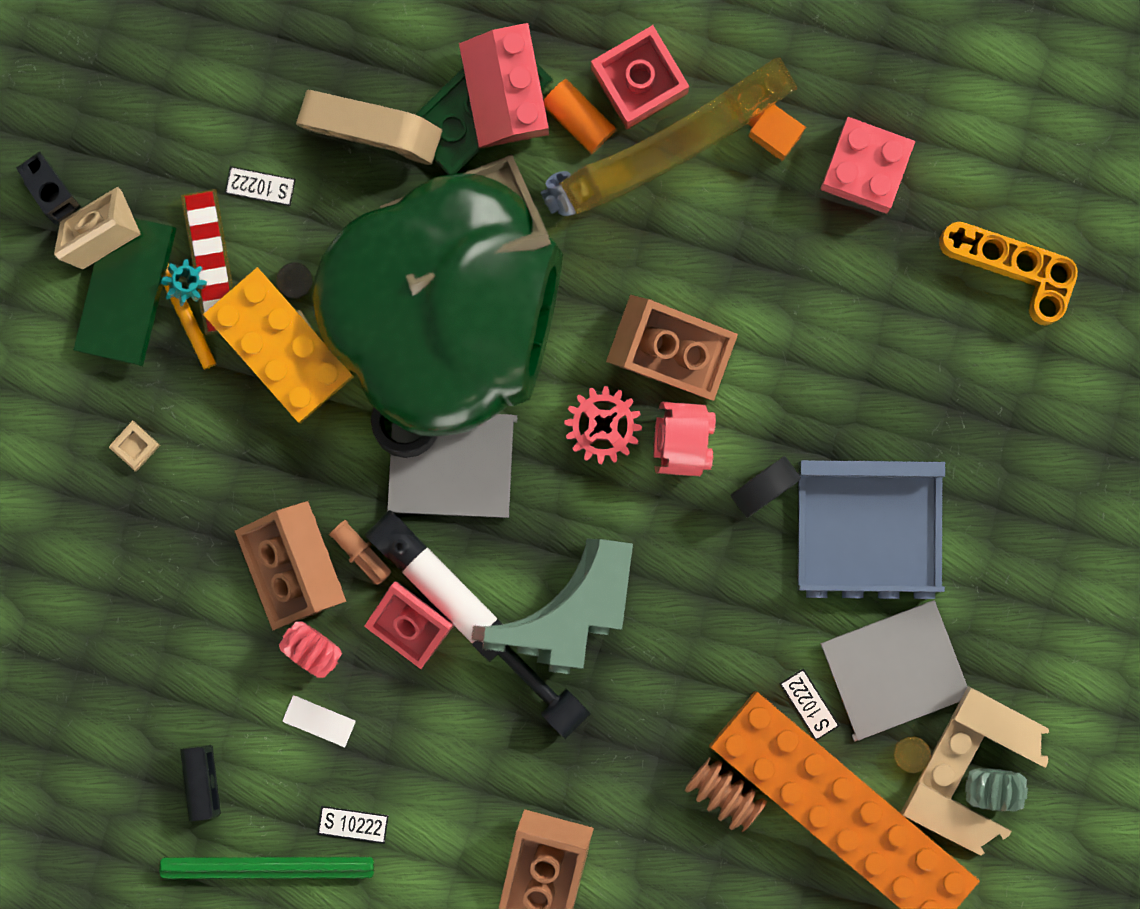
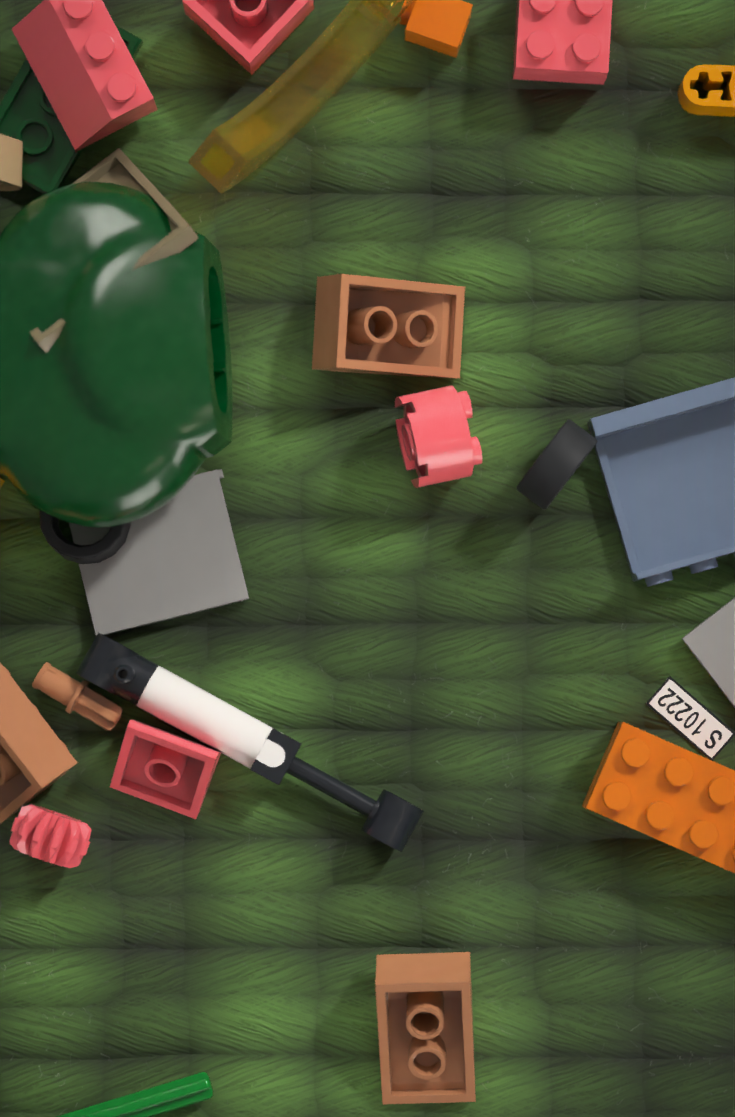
camera: 25 degrees left, 0 degrees up
(319, 721) = (88, 922): white sticker -> none
(353, 824) = (169, 1038): white sticker -> none
(555, 195) = (189, 182): sand blue gear -> none
(578, 116) = (187, 76): orange brick -> none
(587, 604) = (379, 676): sand green arch -> none
(592, 412) = (314, 437): coral gear -> none
(726, 795) = (622, 861): nougat piece -> none

